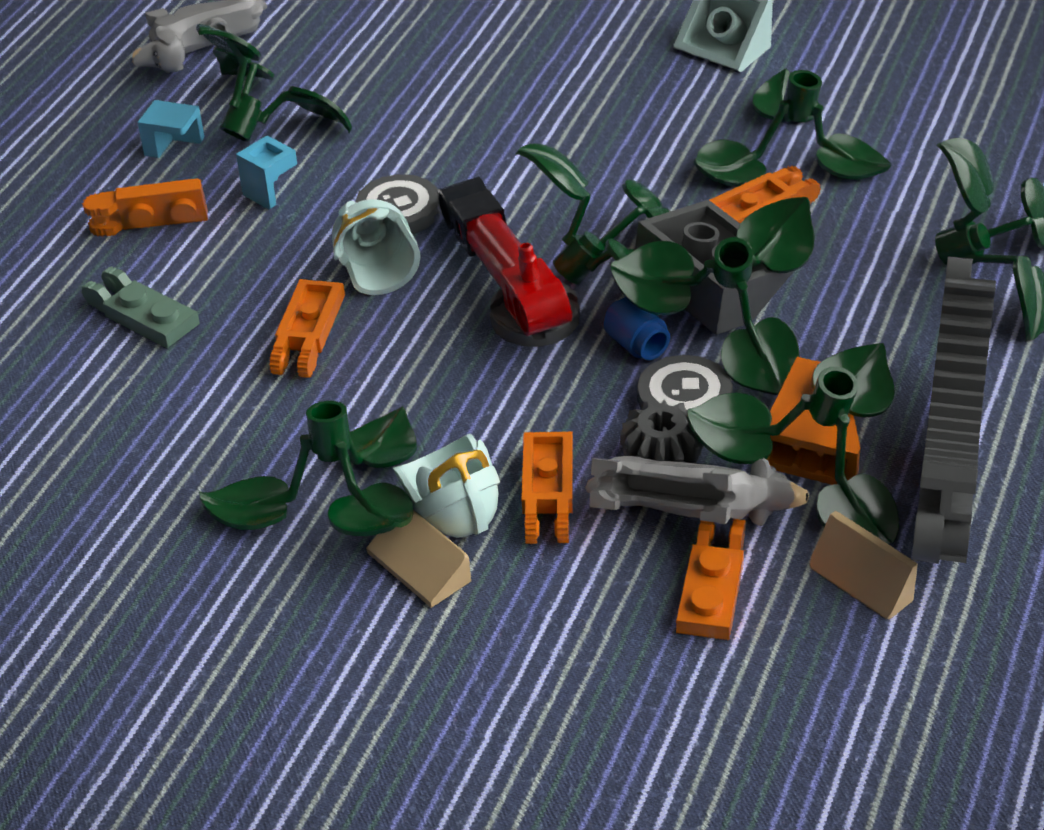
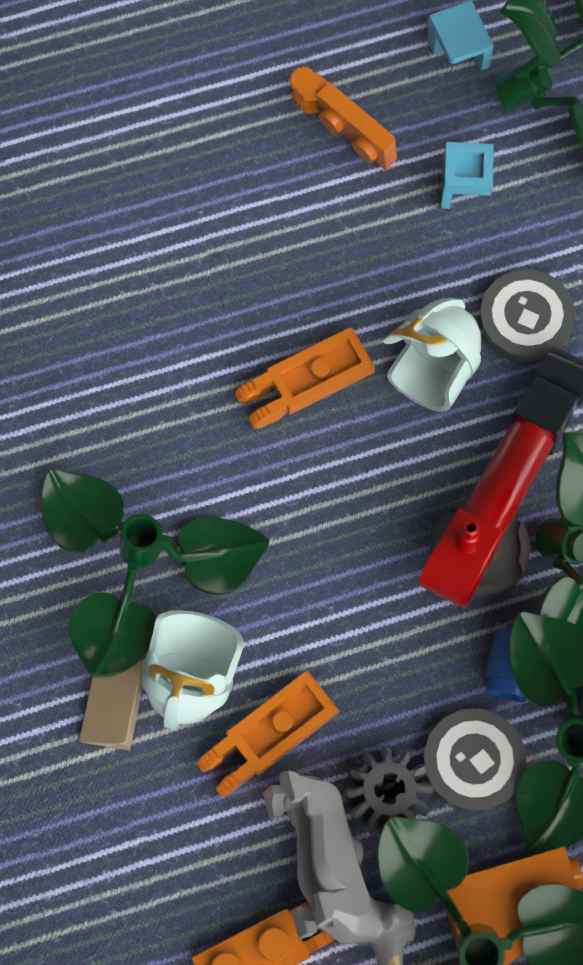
camera: 50 degrees right, 30 degrees up
(140, 308) = (228, 228): sand green hinge -> none

